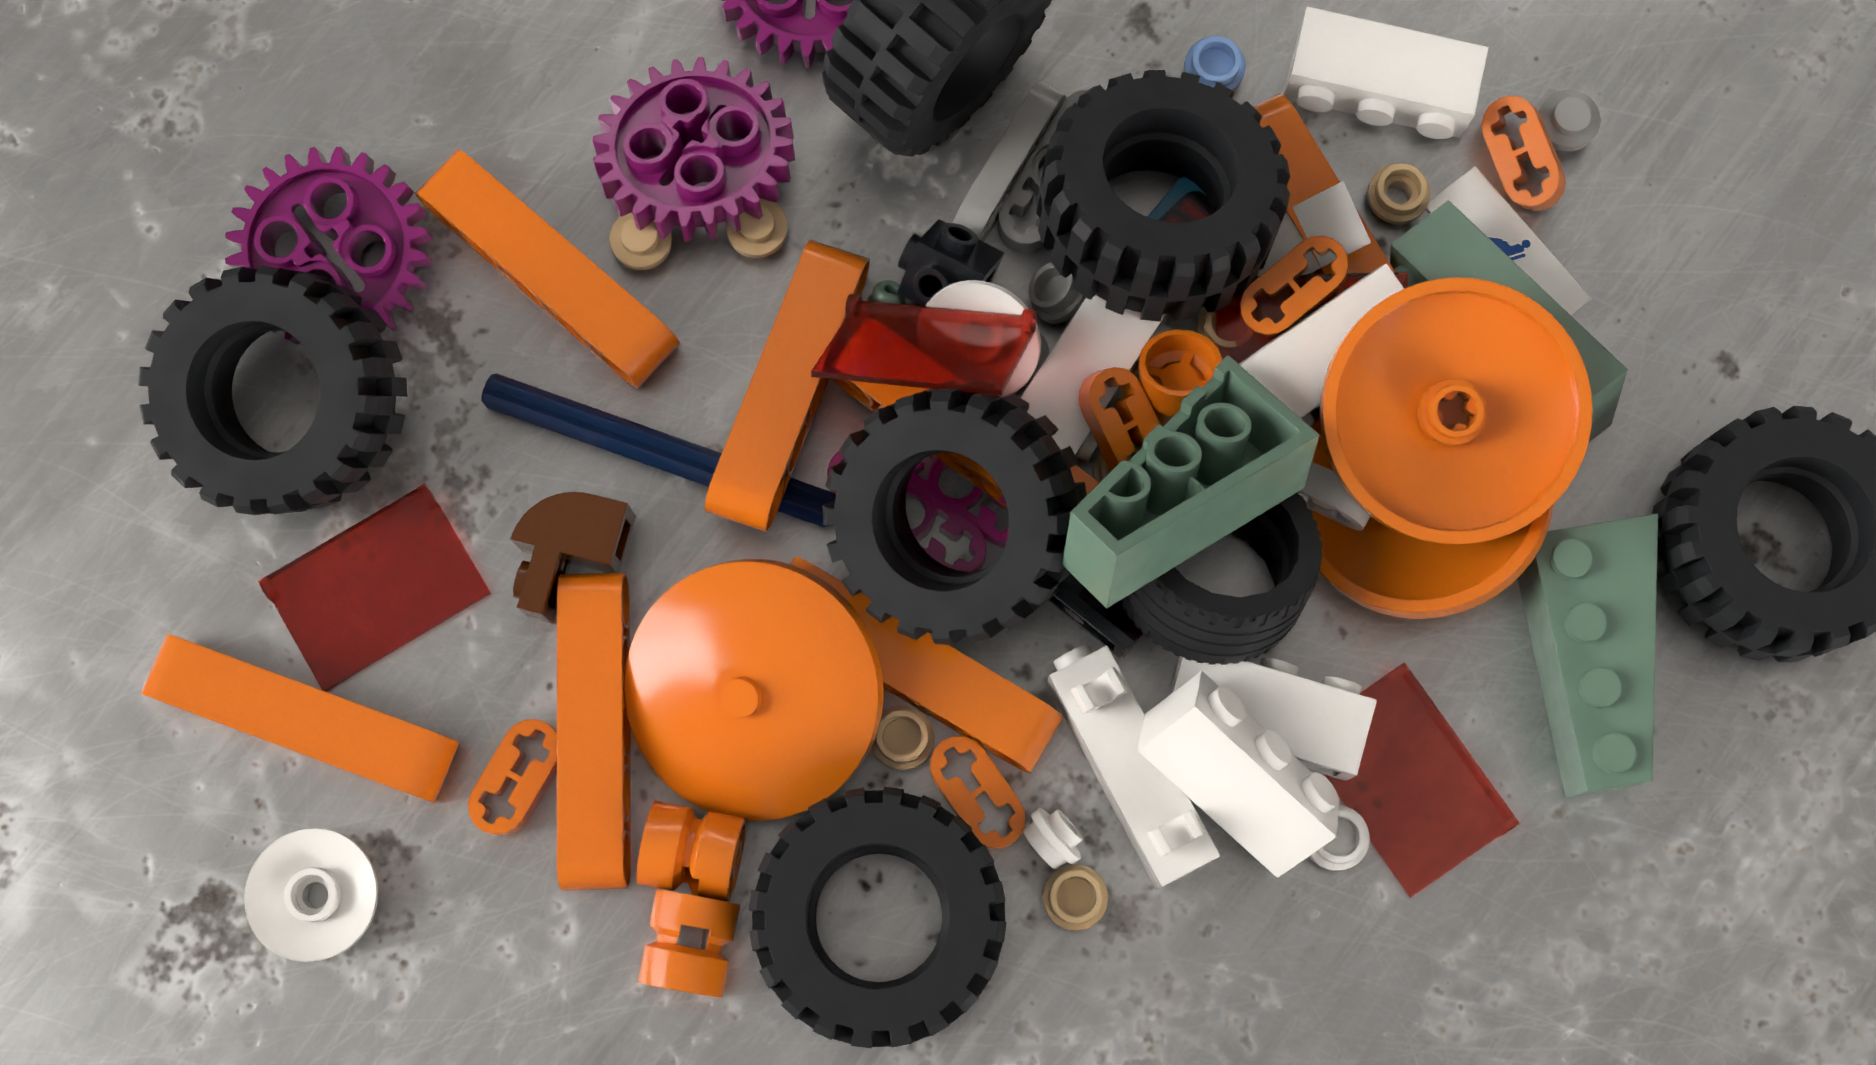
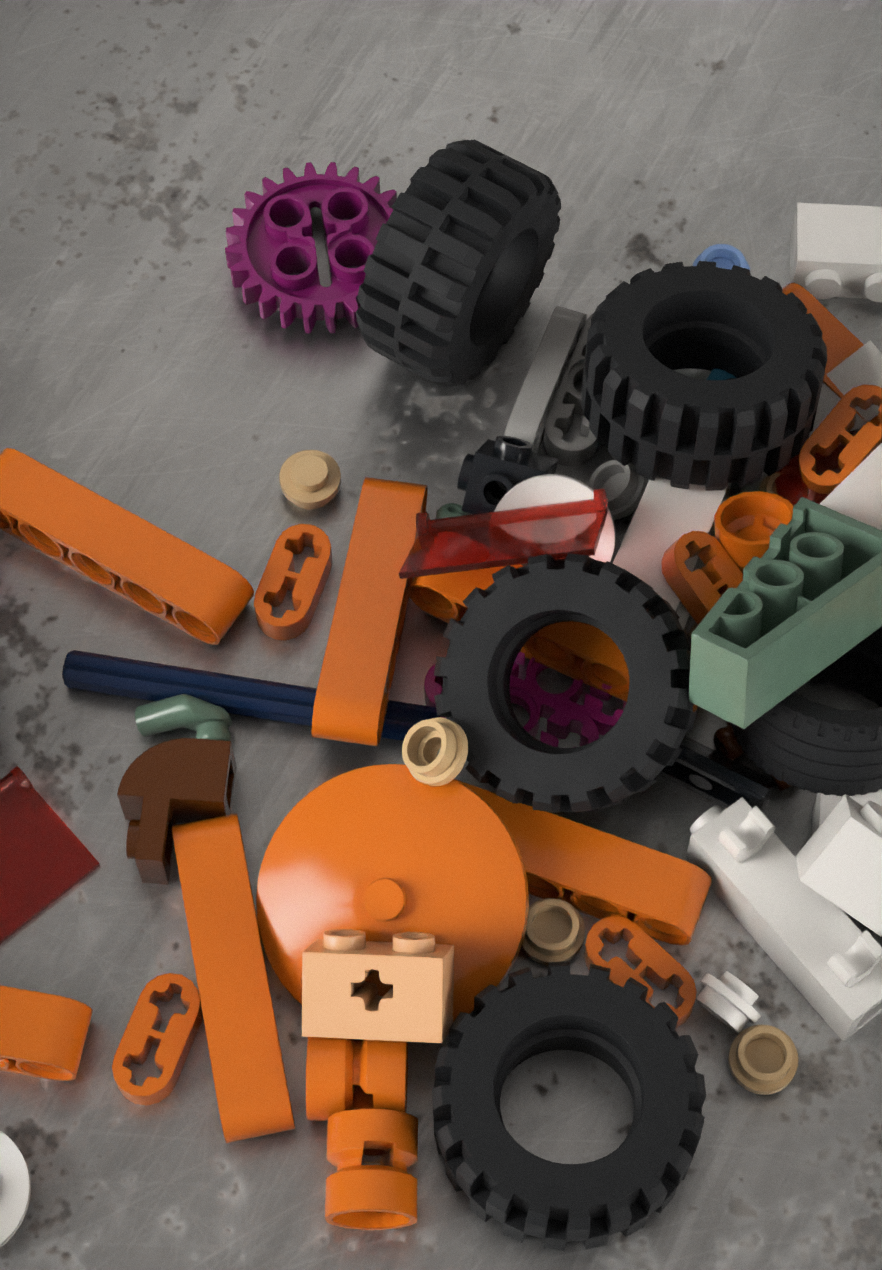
camera: 10 degrees left, 15 degrees down
(593, 457) = (186, 712): none -> sand green arm
(637, 247) = (197, 507): tan plate -> none
(694, 149) = (237, 415): magenta gear -> none
(709, 328) = (281, 576): none -> orange beam
(719, 782) = (347, 1007): none -> light nougat brick
(811, 564) = (423, 744): none -> tan plate

